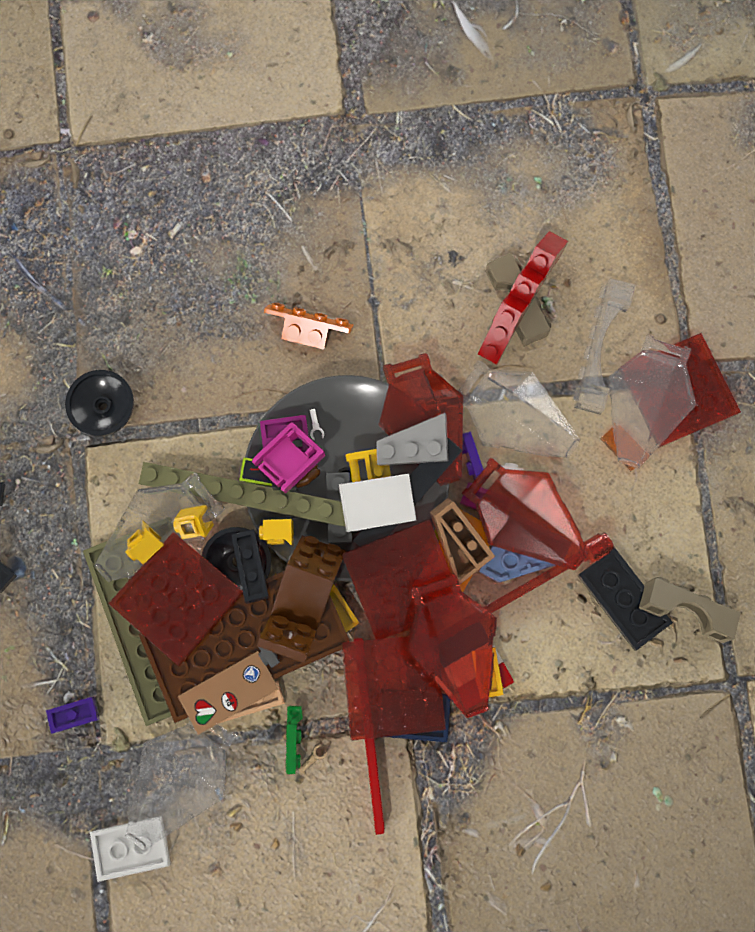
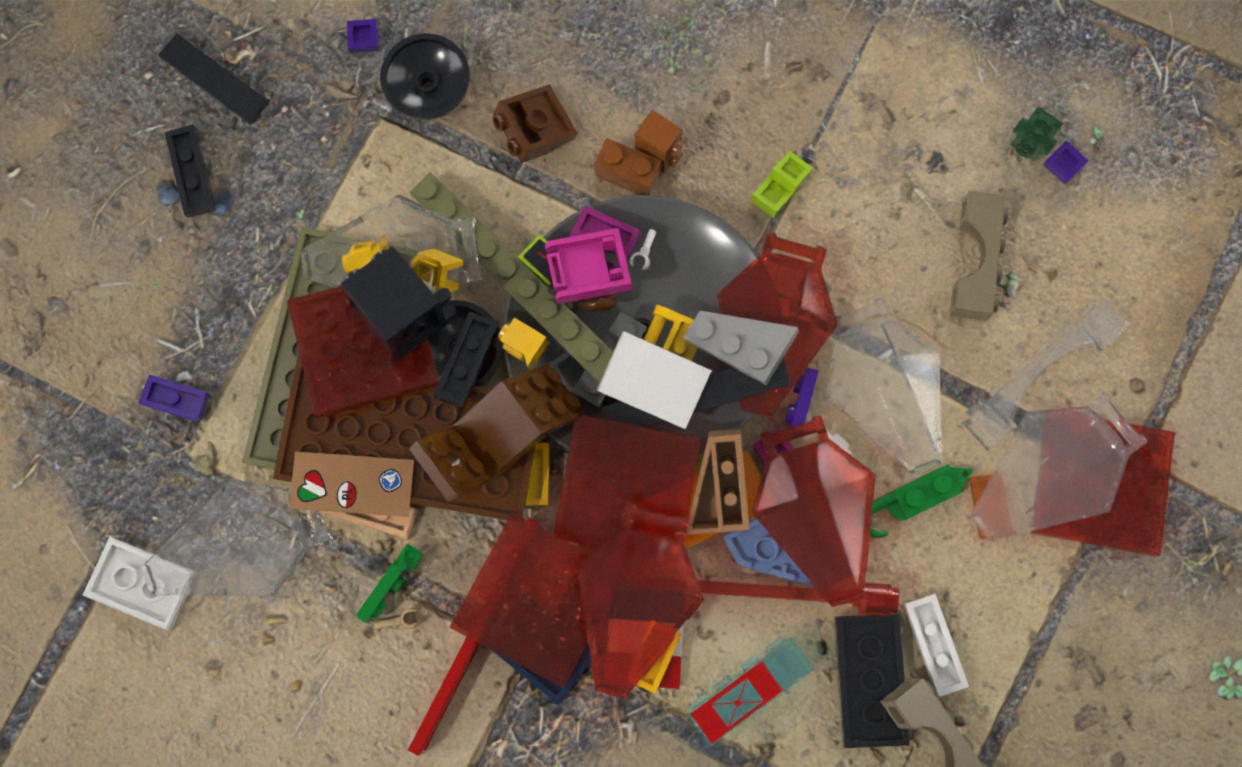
camera: 40 degrees right, 0 degrees up
(39, 402) = (362, 35): none -> dark purple plate
(183, 559) = (396, 303): none -> black container
(189, 389) = (533, 123): none -> reddish brown plate
(268, 380) = (627, 168): none -> dark orange brick
(268, 657) = (419, 475): dark grey plate -> none
(278, 351) = (660, 140): none -> dark orange brick
(305, 327) = (710, 136): bracket -> none
(369, 330) = (781, 184): none -> lime slope
(504, 204) = (1036, 134): none -> clear green brick
(521, 296) = (997, 243): red arch -> none
(531, 210) = (1065, 162): none -> dark purple plate
(557, 654) = (750, 690): none -> clear light blue brick
(580, 465) = (921, 494): none -> green plate
(648, 552) = (936, 645): none -> white plate

